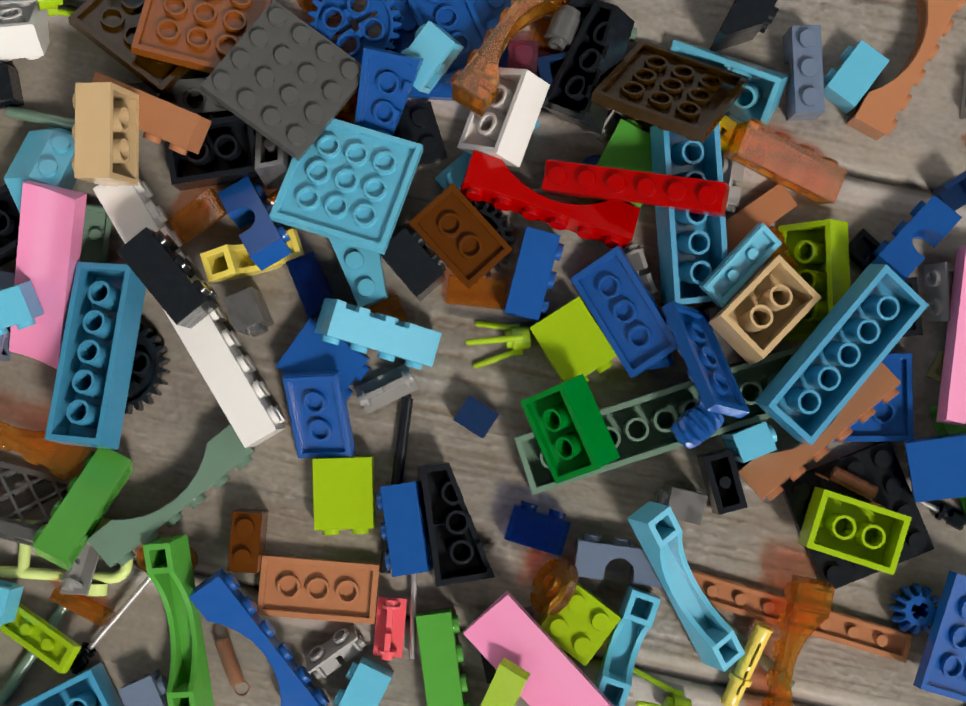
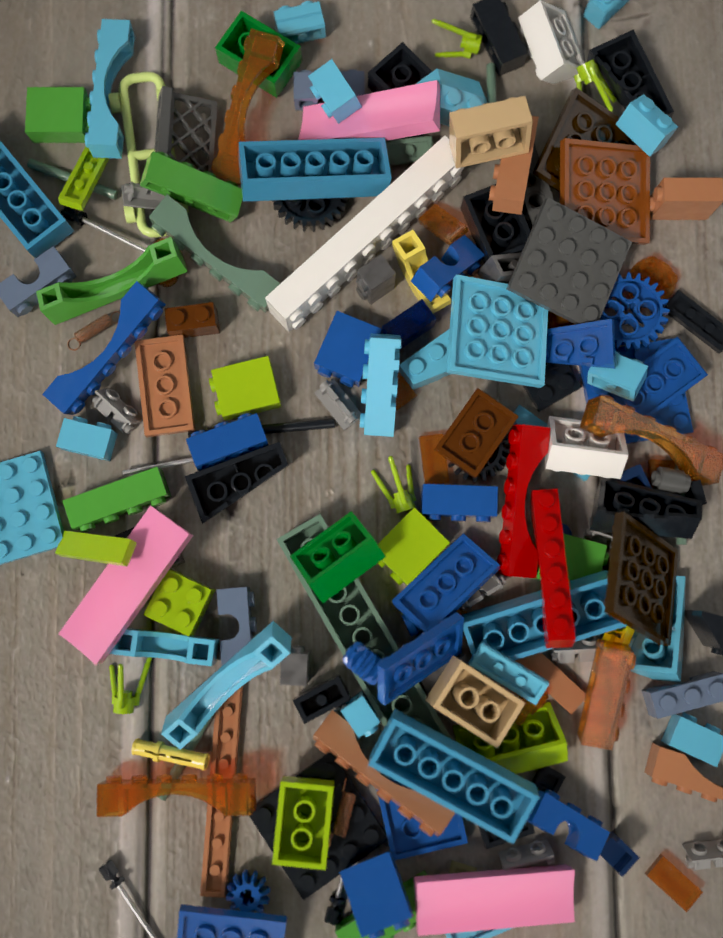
camera: 80 degrees right, 5 degrees down
(83, 606) = (114, 207): clear orange tile -> none
(169, 277) = (387, 205): black brick -> none
(319, 414) = (305, 353): blue tile -> none
(390, 627) = (144, 449): coral hinge -> none
(413, 265) = (443, 400): black brick -> none
(476, 417) = (331, 480): dark blue panel -> none
(523, 55) = (639, 453): clear pink brick -> none
(536, 528) = (249, 551): clear blue brick -> none
(554, 586) = (204, 575): clear orange tile -> none

